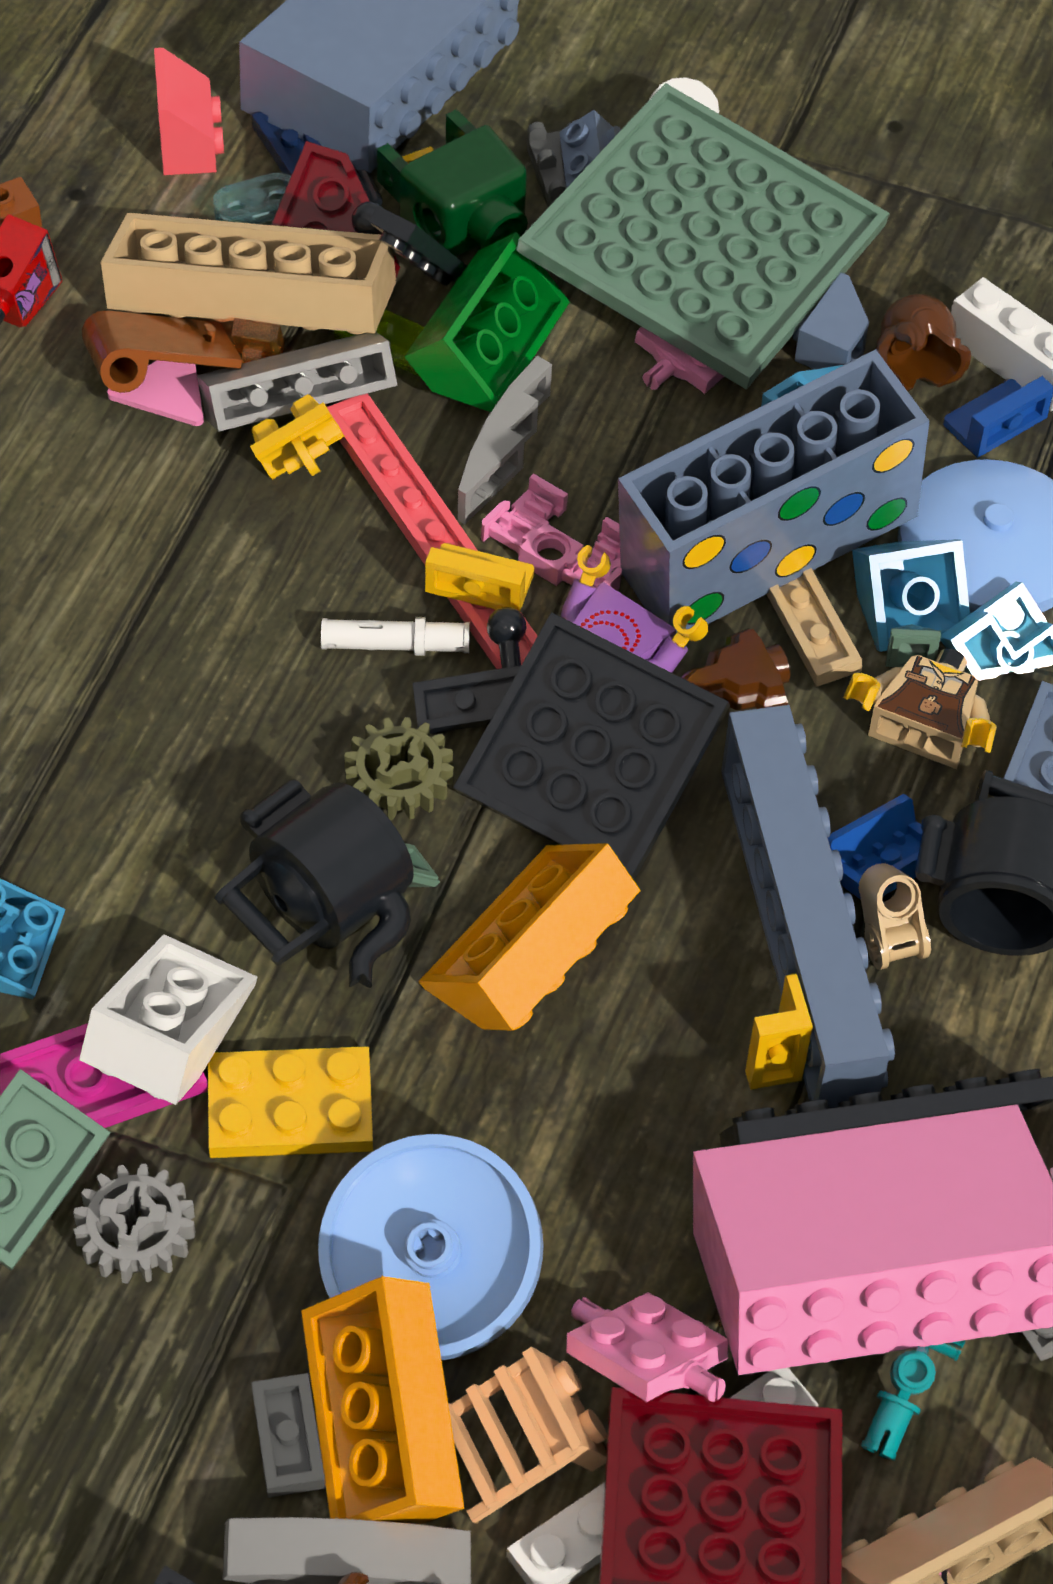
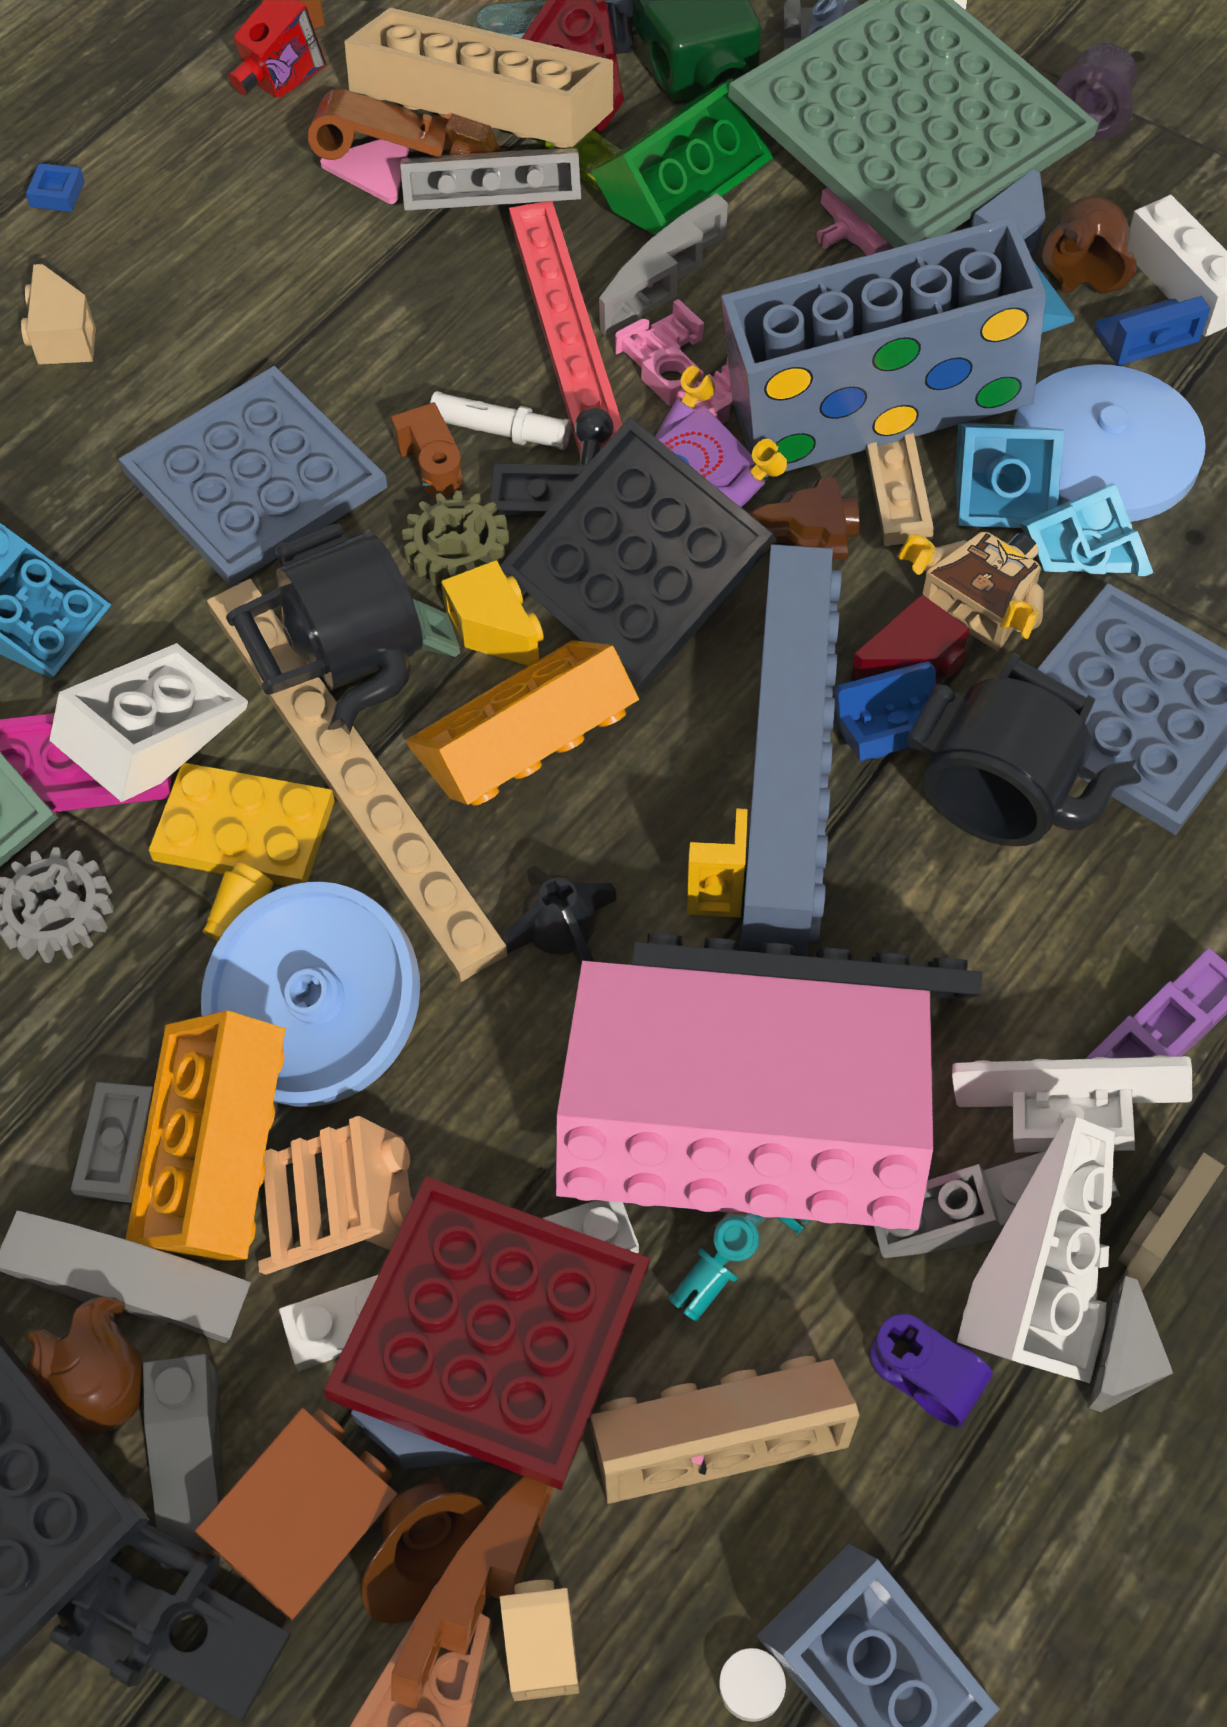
camera: 20 degrees right, 5 degrees up
(163, 743) = (252, 474): none -> sand blue plate
(297, 441) = (470, 230): yellow hips -> none
(318, 1174) = (235, 894): none -> yellow cone
(338, 678) = (429, 439): none -> dark orange leg
(395, 1039) = (371, 801): none -> tan plate
(408, 242) = (627, 70): black plate -> none
(463, 839) = (490, 614): none -> yellow slope
(477, 577) = (588, 379): yellow panel -> none
(634, 1118) = (559, 915): none -> black piece
(648, 1347) = (481, 1145): bright pink plate -> none
(879, 172) = (1103, 87): none -> clear purple piece
(880, 775) = (913, 637): none -> dark red slope
(895, 926) = (878, 787): tan piece -> none
(911, 641) = (989, 519): sand green slope -> none

